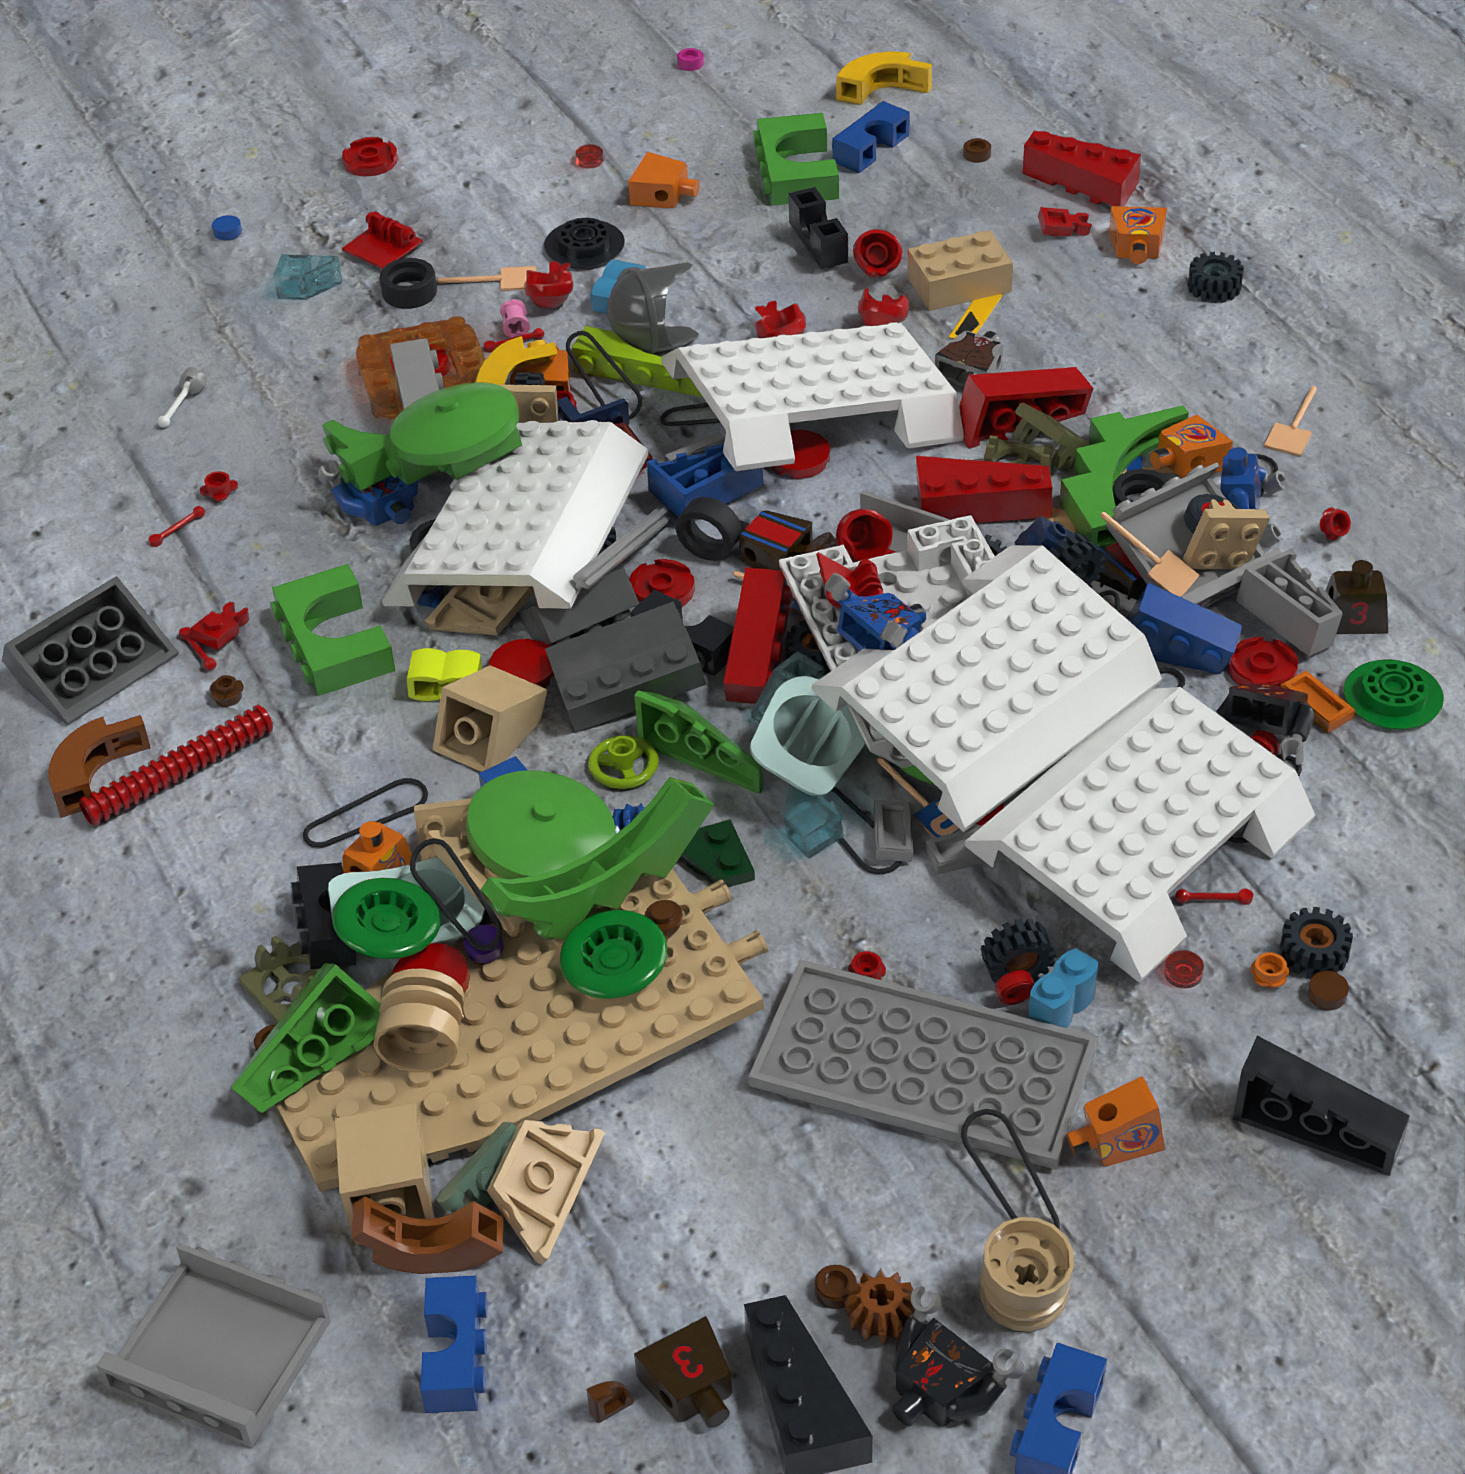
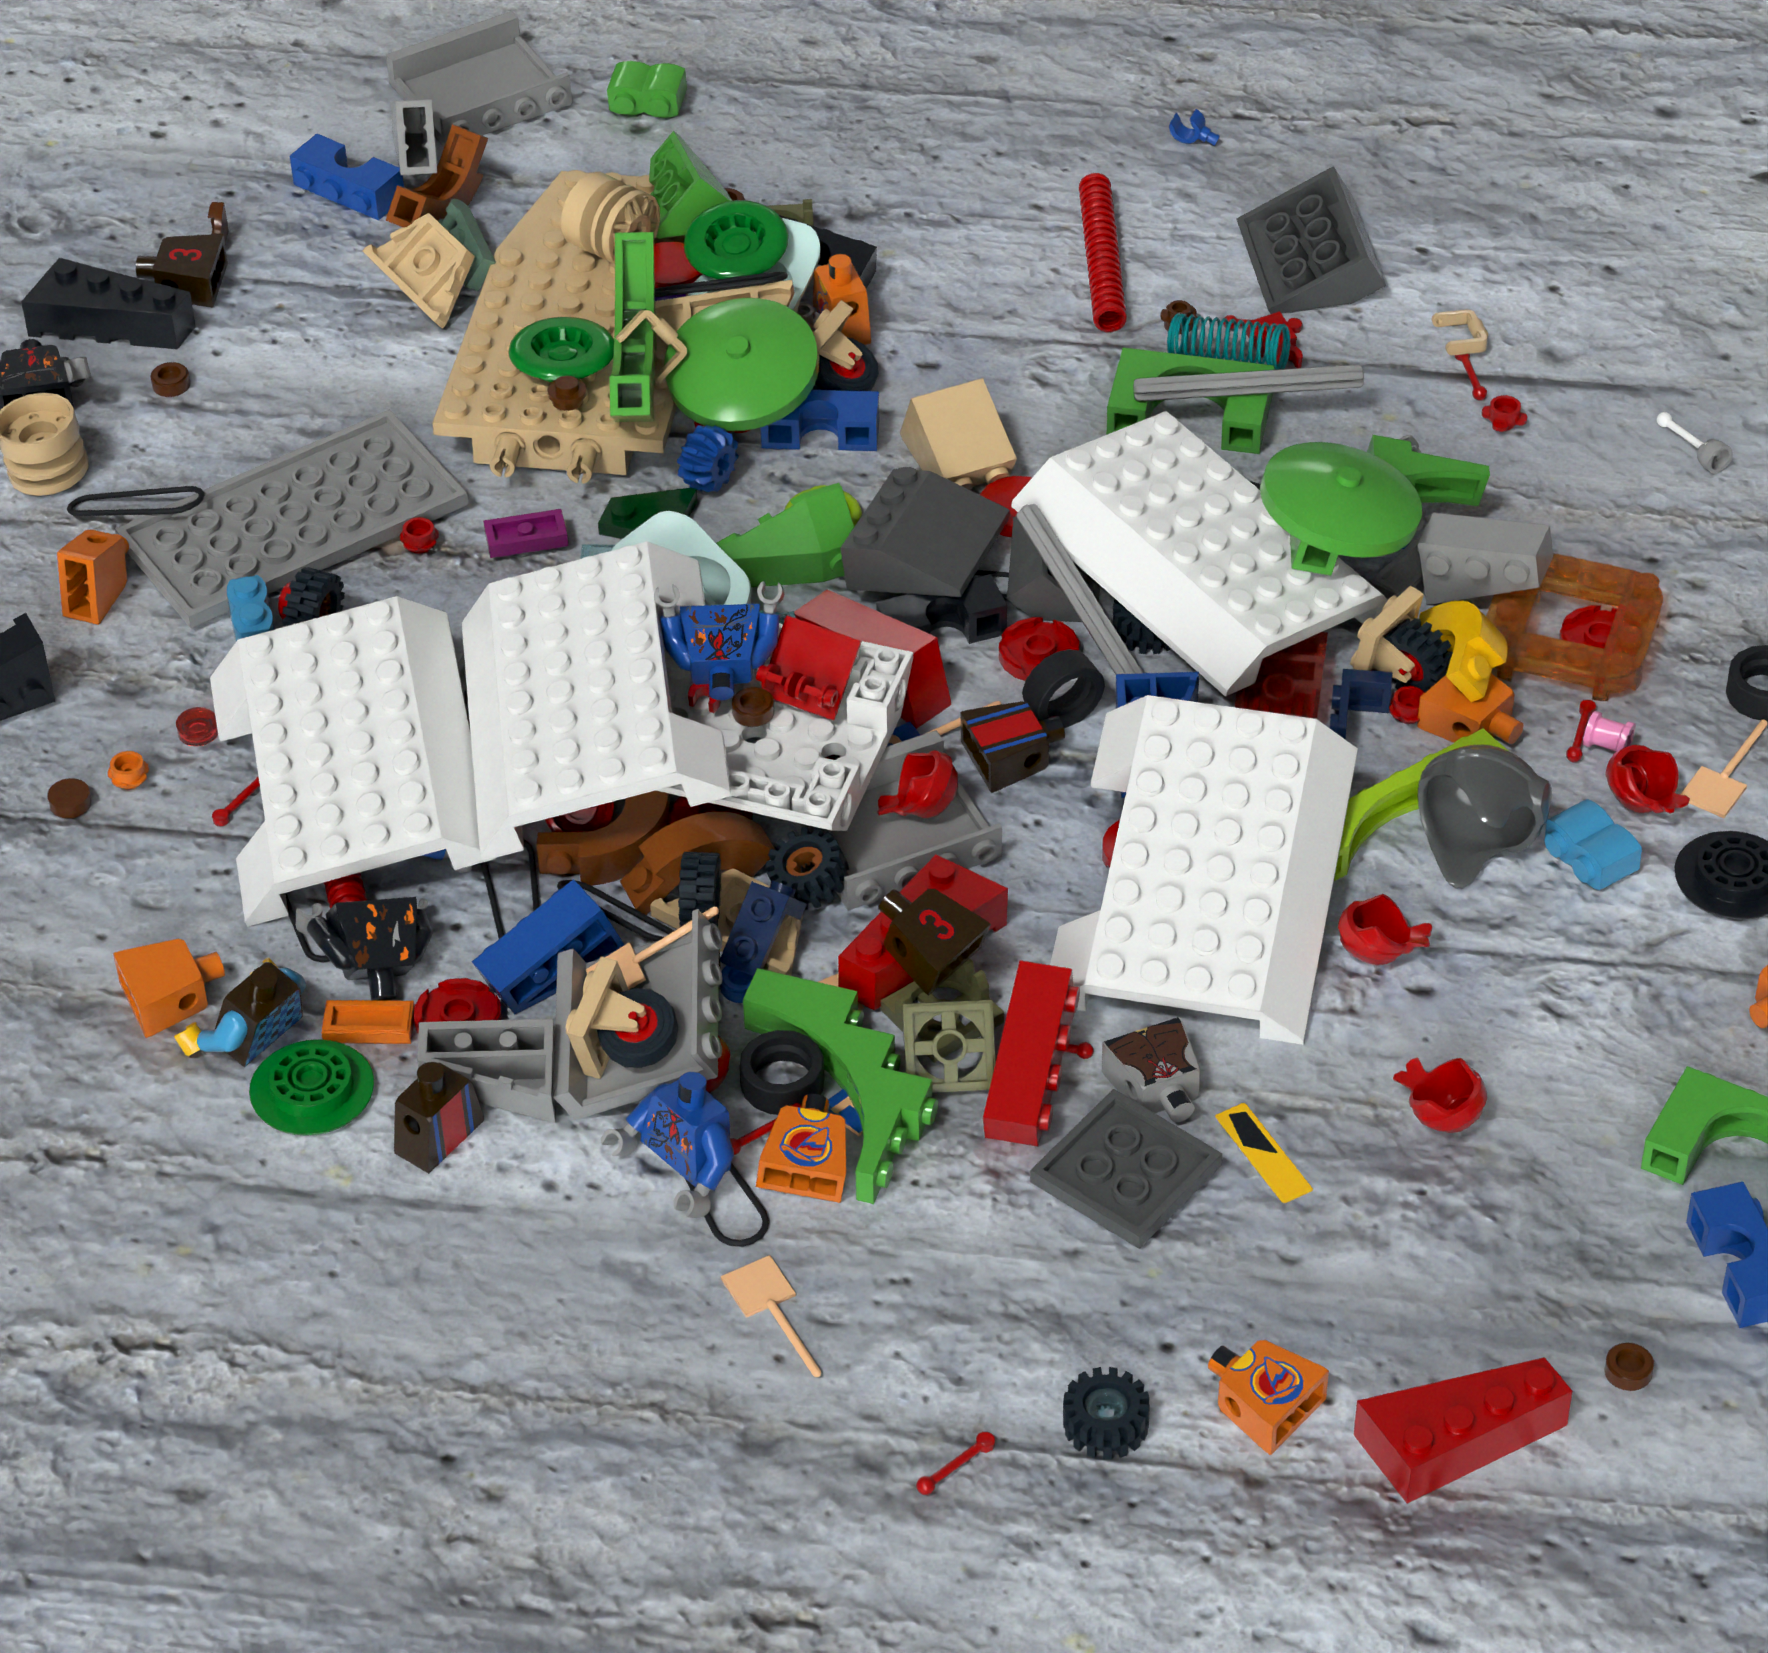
camera: 125 degrees right, 0 degrees up
(86, 752) = (1160, 193): dark orange arch -> none
(129, 536) = (1475, 326): none -> tan piece
(145, 1193) = (647, 89): none -> bright green brick
(263, 649) = (1269, 355): none -> teal piece
(313, 581) = (1248, 383): none -> light grey axle
(359, 801) = (915, 342): black piece -> none
(369, 1293) = (414, 136): none -> light grey slope
(384, 1160) = (512, 175): tan slope -> none
(434, 669) = (1048, 434): neon yellow brick -> none
(588, 858) = (664, 331): none -> tan piece
(610, 360) = (1454, 742): black piece -> none
(805, 904) = (525, 533): none -> magenta plate
(822, 237) = (1579, 1079): black arch -> none
(829, 540) = (978, 777): reddish brown axle -> none
(879, 1305) = (120, 380): dark orange gear -> none
(882, 312) = (1327, 1039): red hat -> none
(959, 270) = (1344, 1159): tan piece -> none
(1004, 441) = (931, 935): none -> dark brown torso
(1052, 340) = (1126, 1168): none -> dark grey plate
(1060, 223) = (1367, 1331): red plate -> none
(1279, 314) = (984, 1443): none -> red hinge
(1306, 926) = (102, 827): black bush -> none
(1334, 523) = (574, 1203): red plate -> none
(1387, 729) = (251, 1015): none -> torso
(1414, 805) = (165, 982): none -> orange torso

